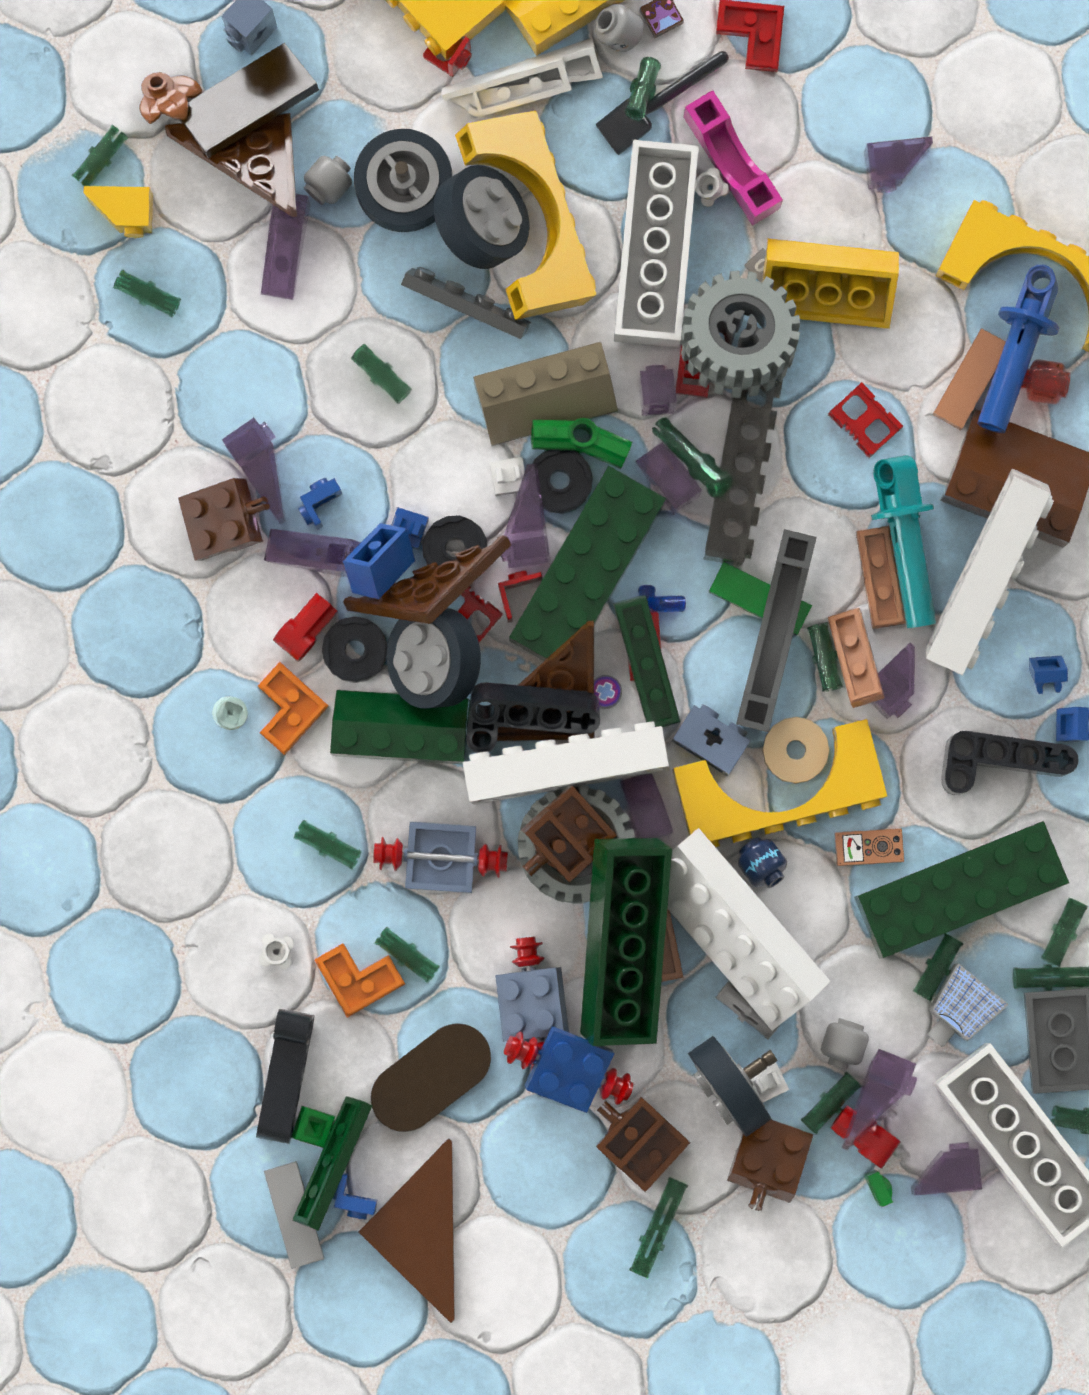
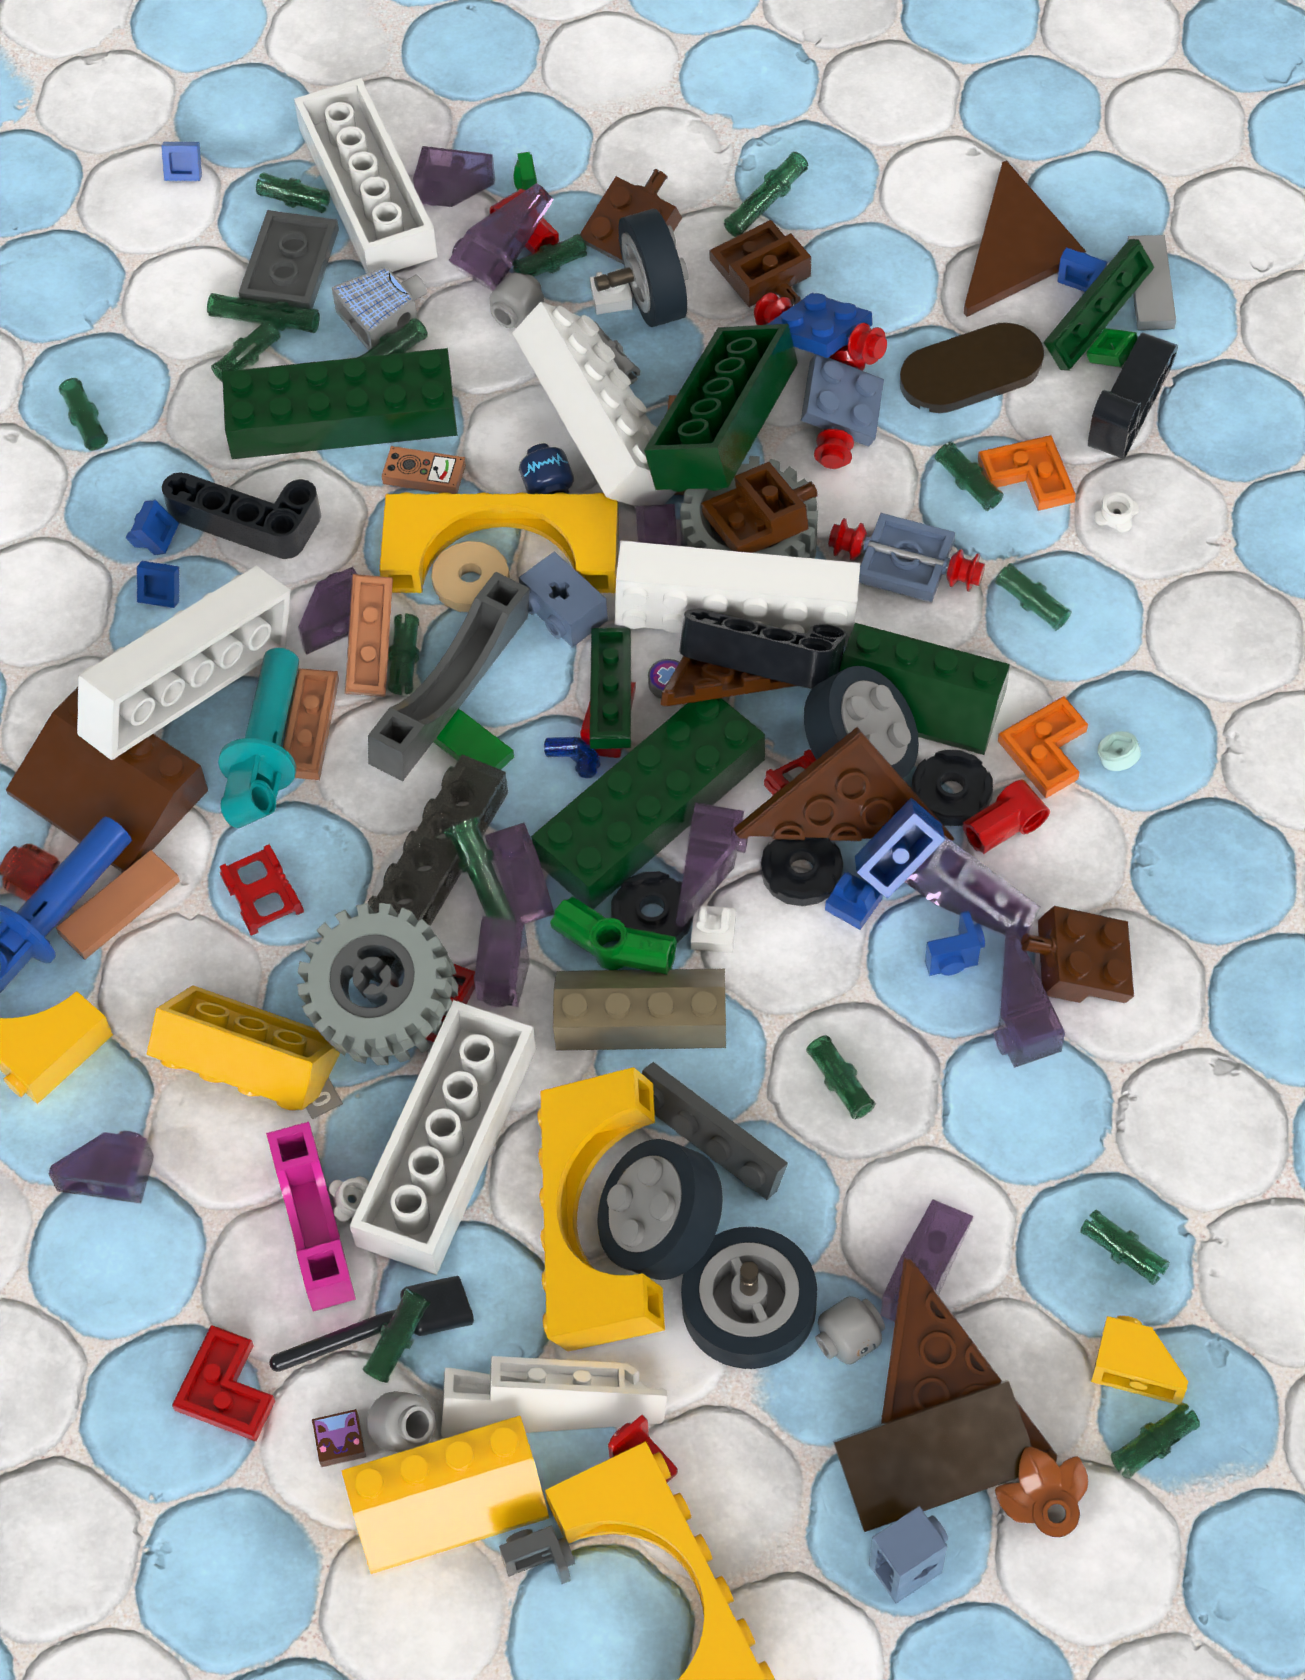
camera: 160 degrees left, 25 degrees down
(515, 580) = (740, 801): red bracket -> none

